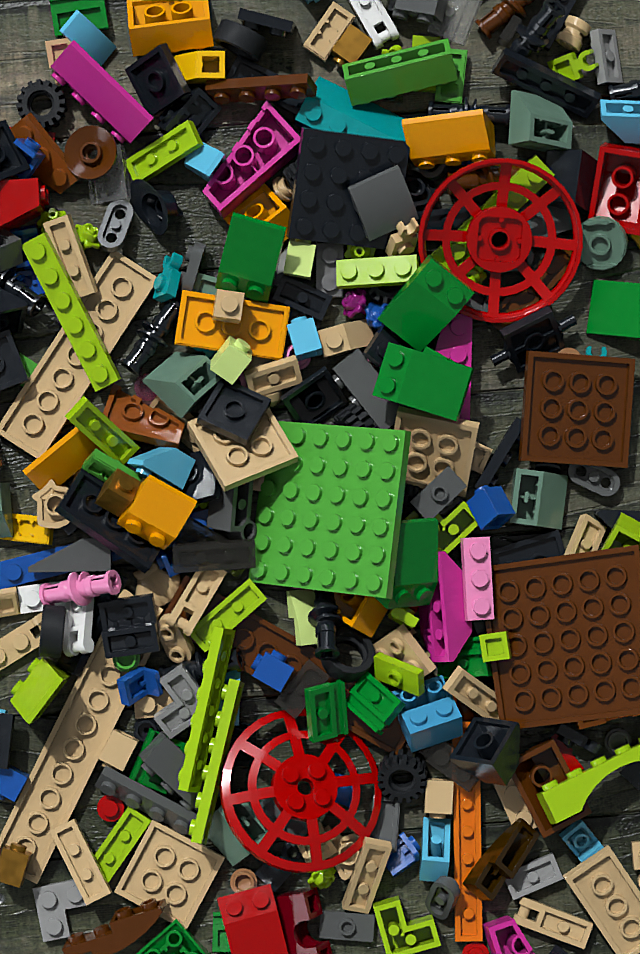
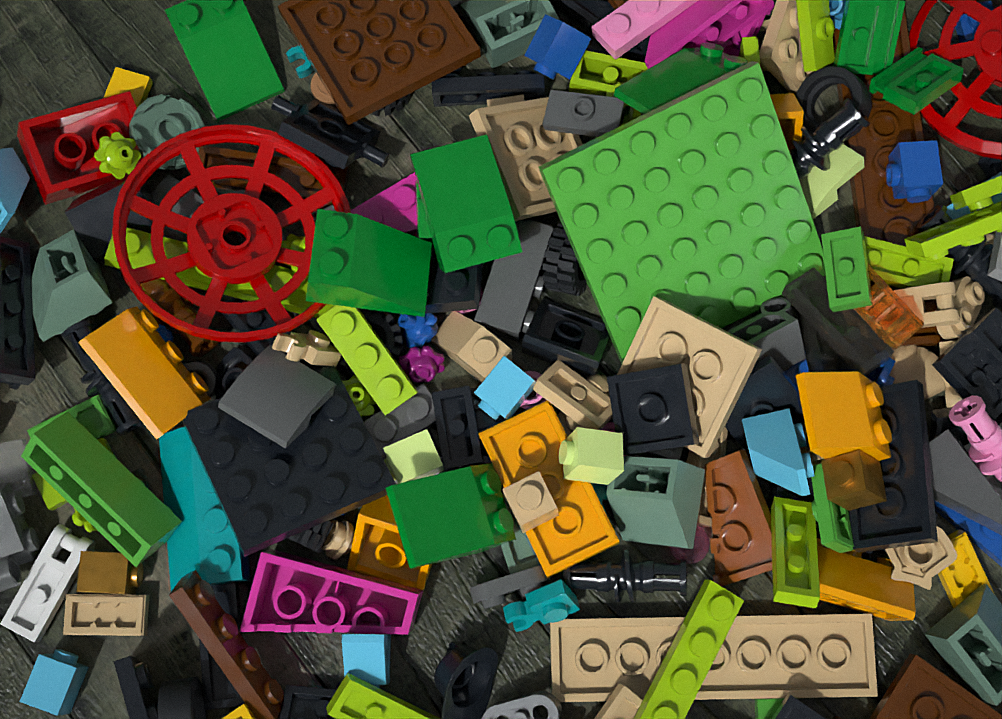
camera: 120 degrees left, 10 degrees down
(188, 588) = (898, 323): none -> clear orange slope
(239, 579) = (846, 269): none -> bright green plate
(293, 696) = (893, 126): clear smoke plate -> none
(598, 202) = (117, 155): none -> lime plant

